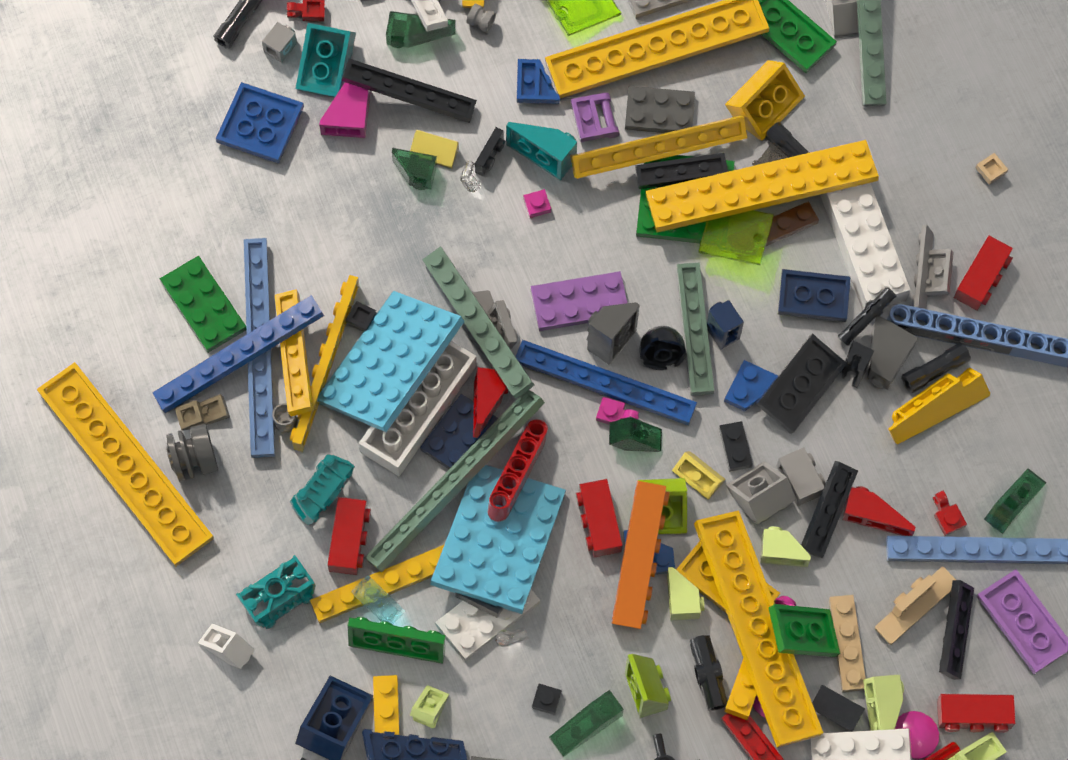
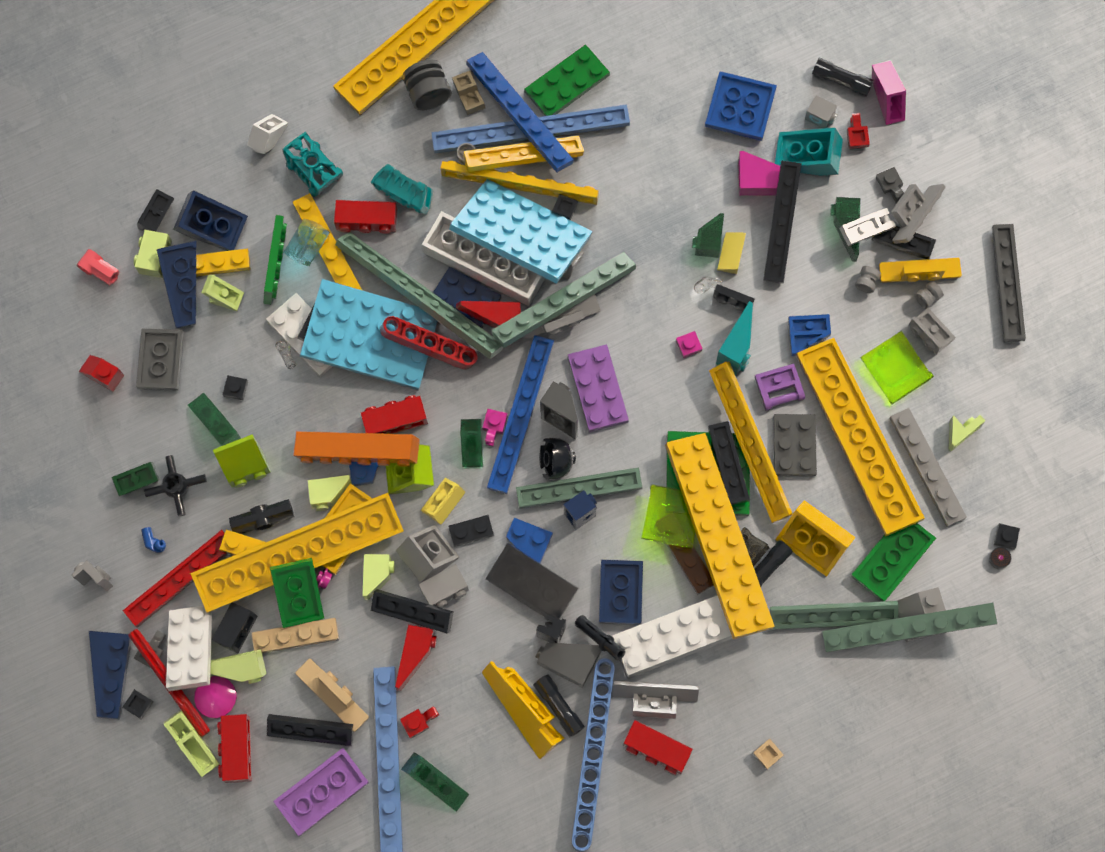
camera: 90 degrees right, 5 degrees up
(848, 86) = (832, 614): none -> sand green plate

